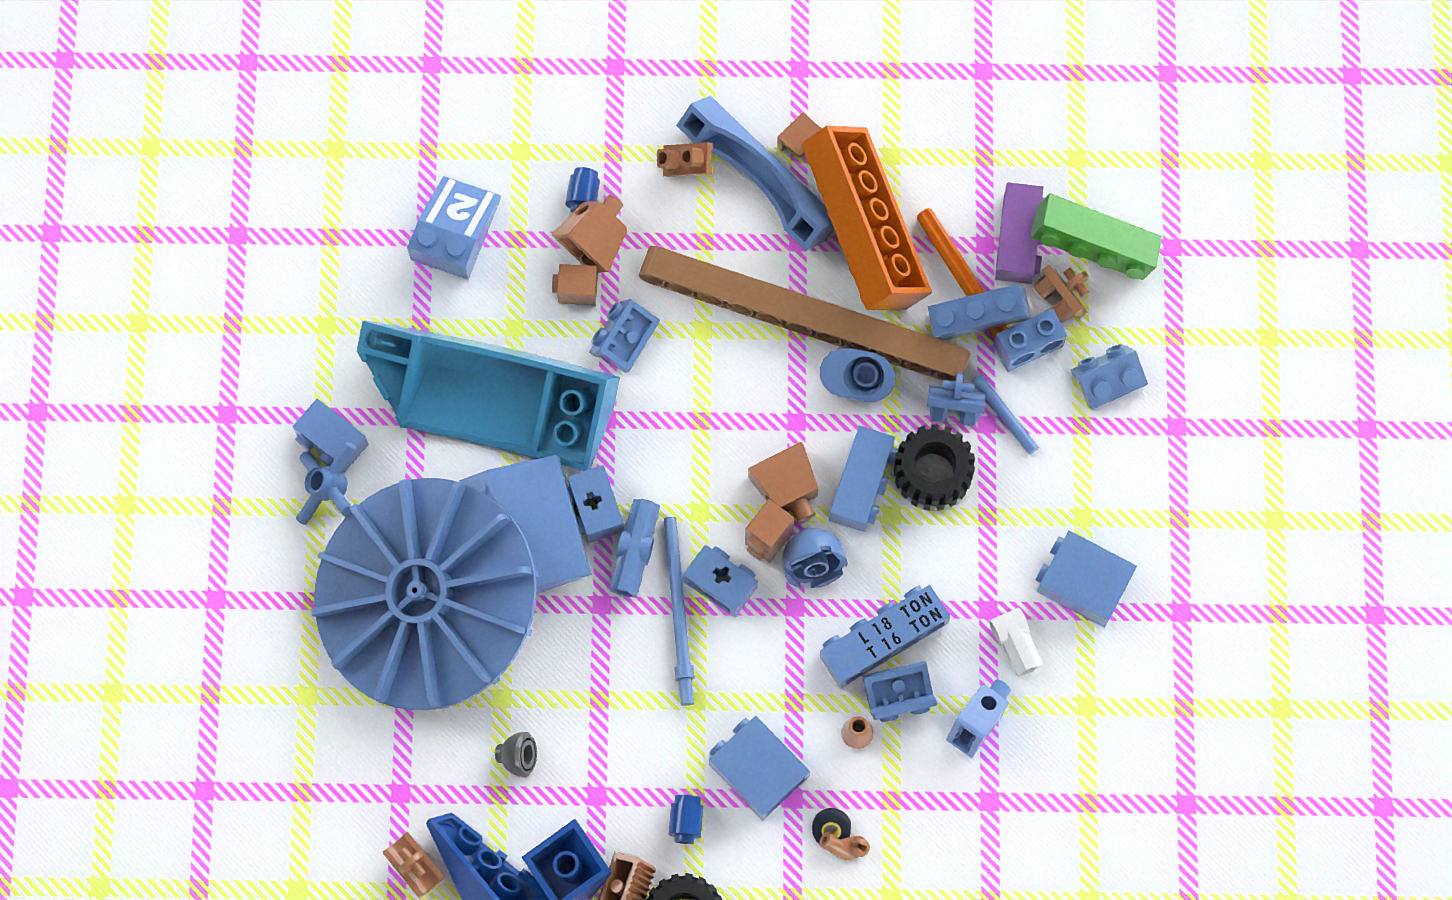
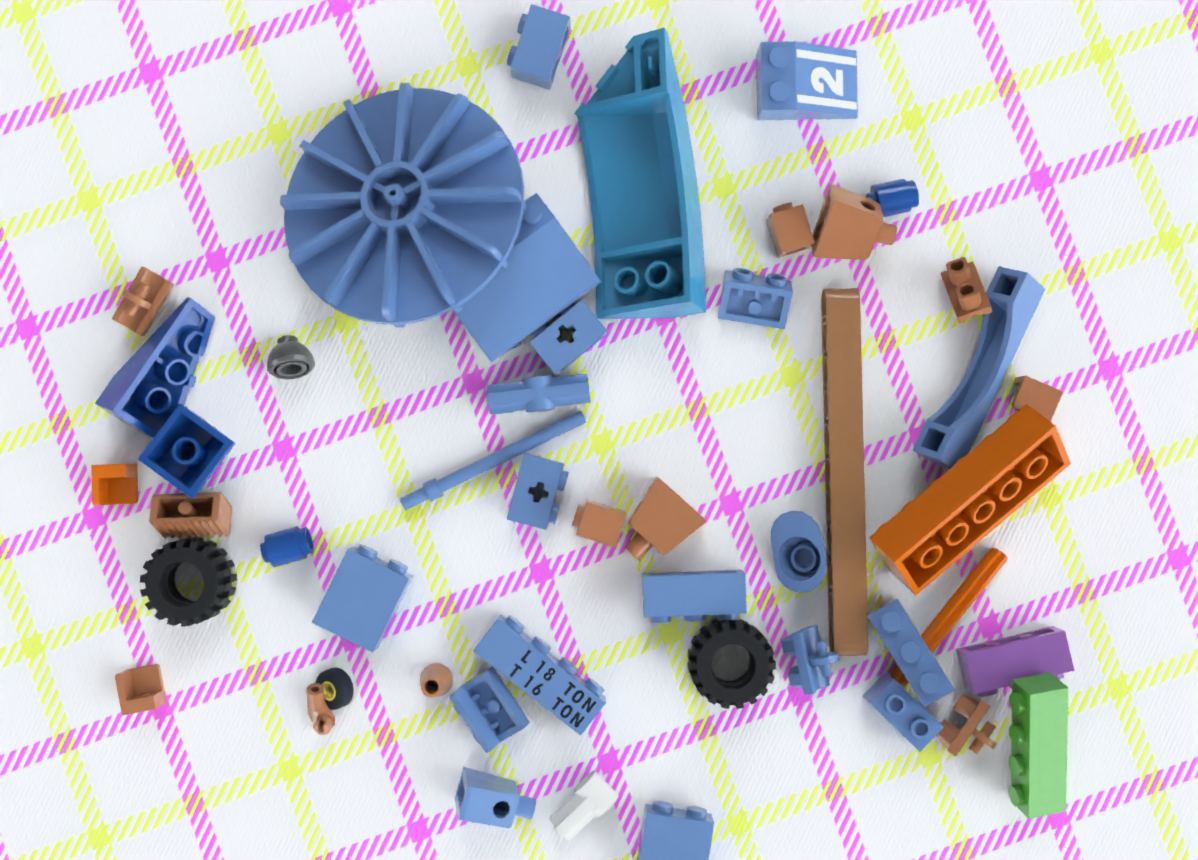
camera: 70 degrees right, 15 degrees up
(326, 483) = (486, 61): medium blue bar -> none
(814, 558) = (594, 574): medium blue cylinder -> none
(1005, 414) = (815, 711): medium blue bar -> none
(1109, 375) = (896, 803): medium blue bracket -> none

